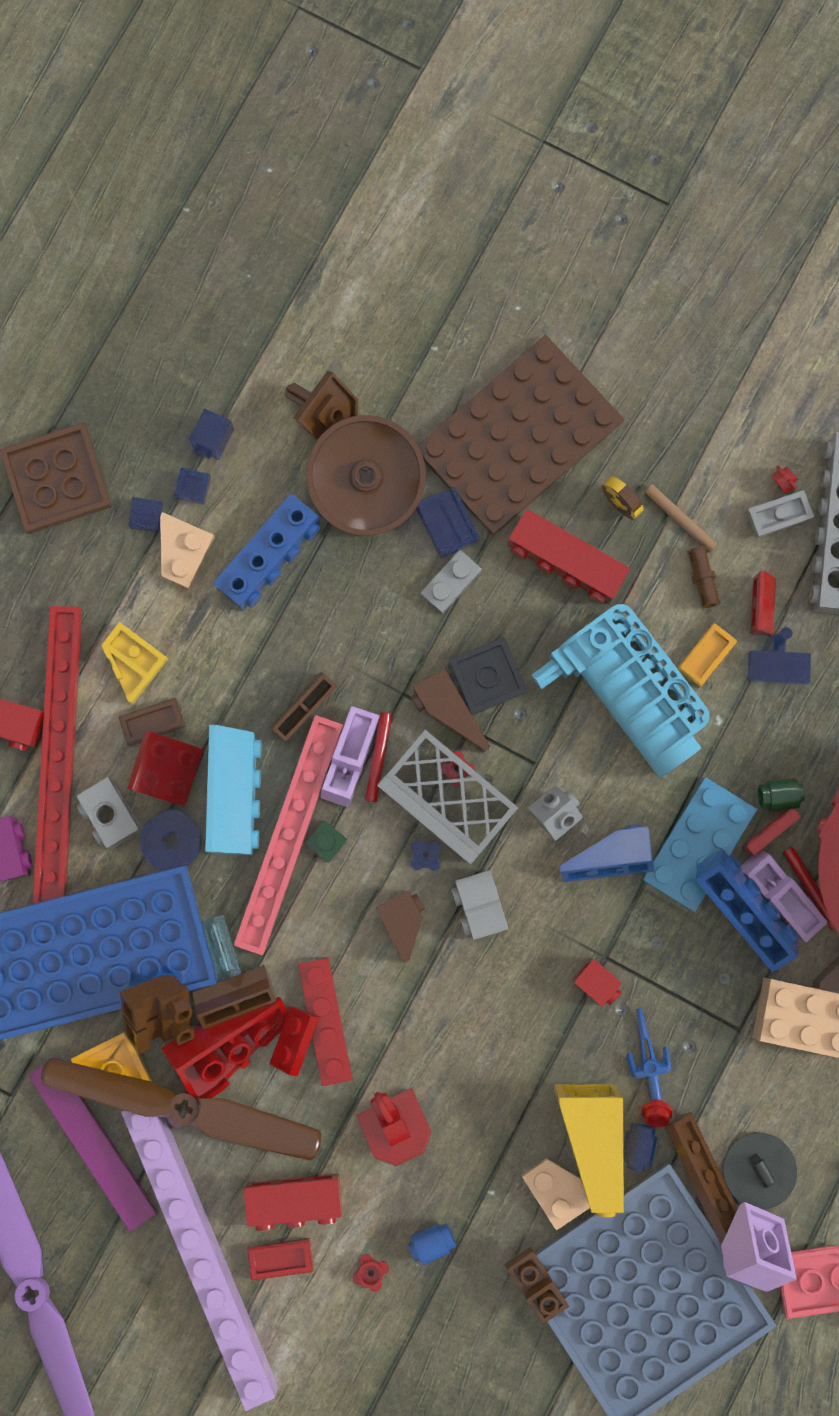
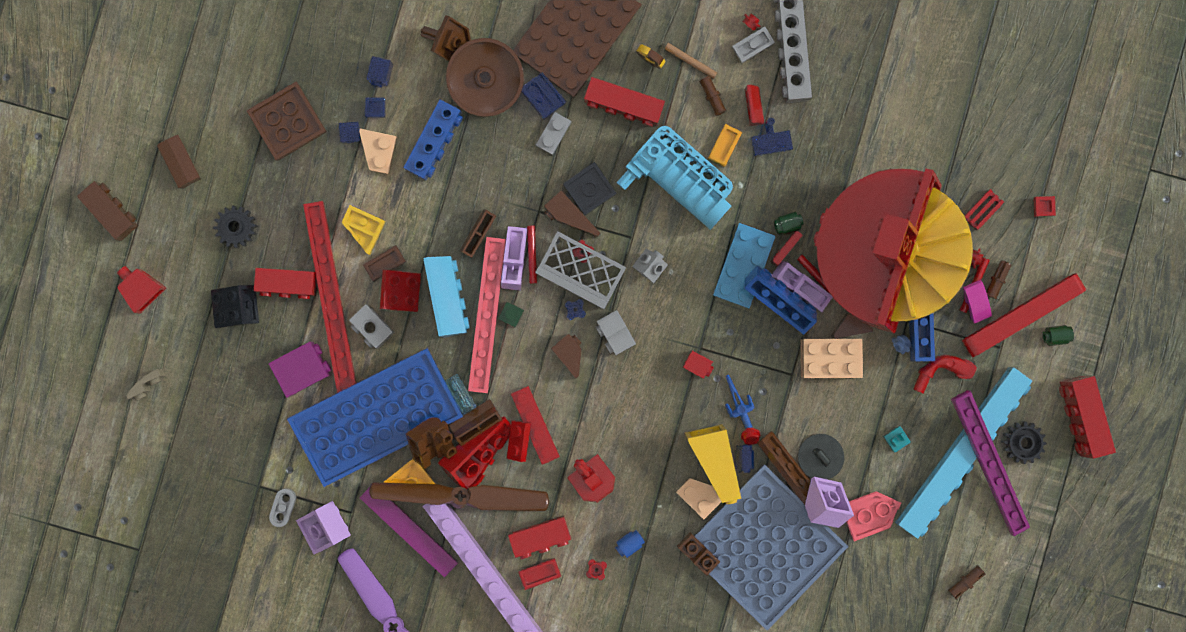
camera: 15 degrees left, 5 degrees up
(161, 826) = (406, 327): clear blue plate -> none
(616, 855) = (693, 283): slope -> none

